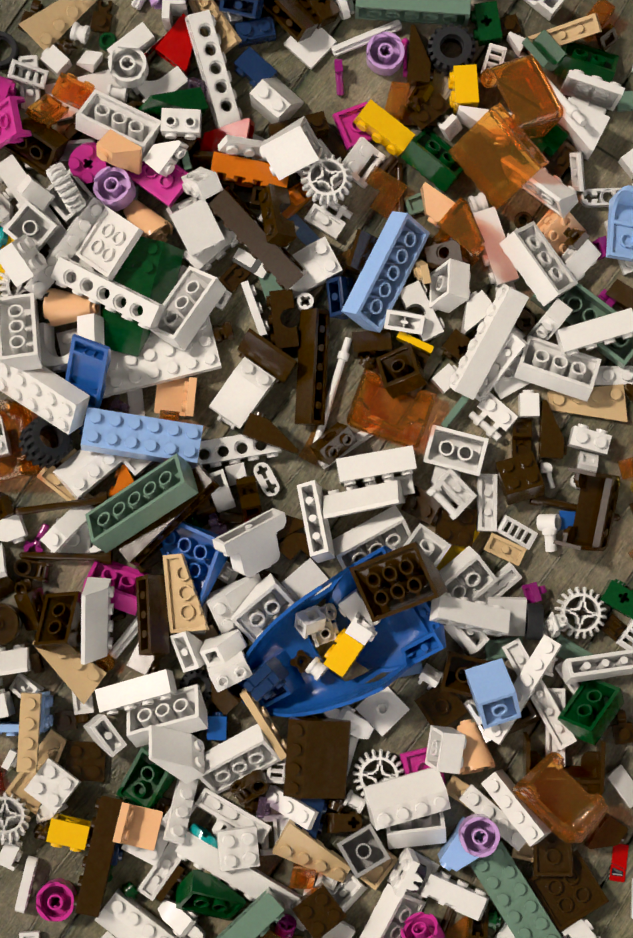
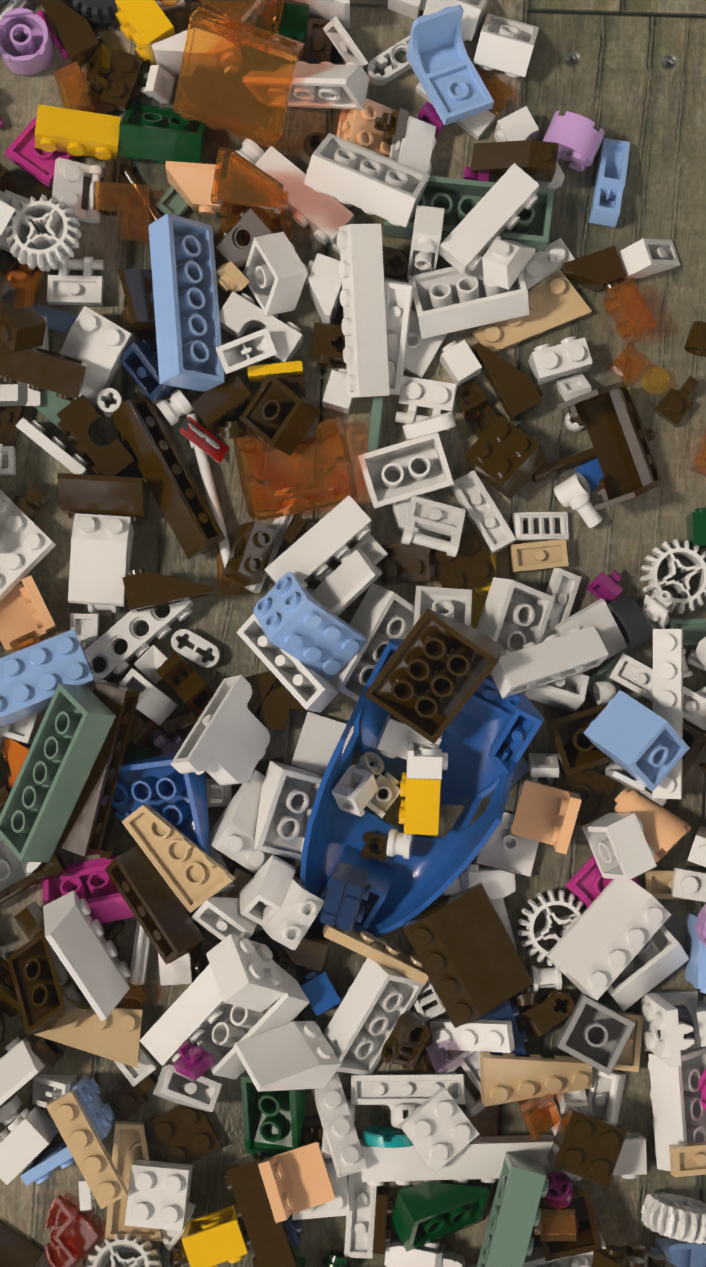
camera: 35 degrees left, 0 degrees up
(74, 581) = (31, 920): none -> dark brown tile
(119, 720) = (193, 1061): none -> magenta tile
(182, 688) = (245, 973): none -> white brick
(210, 426) = (85, 626): none -> white plate
(339, 509) = (307, 628): none -> light blue bracket
(341, 327) = (174, 407): none -> white wheel
(347, 358) = (203, 439): none -> sticker
(369, 446) = (295, 531): none -> dark brown plate
(413, 705) = (546, 814): none -> light nougat bracket
(486, 432) = (429, 425): none -> white beam
(493, 653) = (603, 692): none -> white hinge
(547, 468) = (530, 426): white hand -> none
(591, 362) = (505, 262): none -> white slope

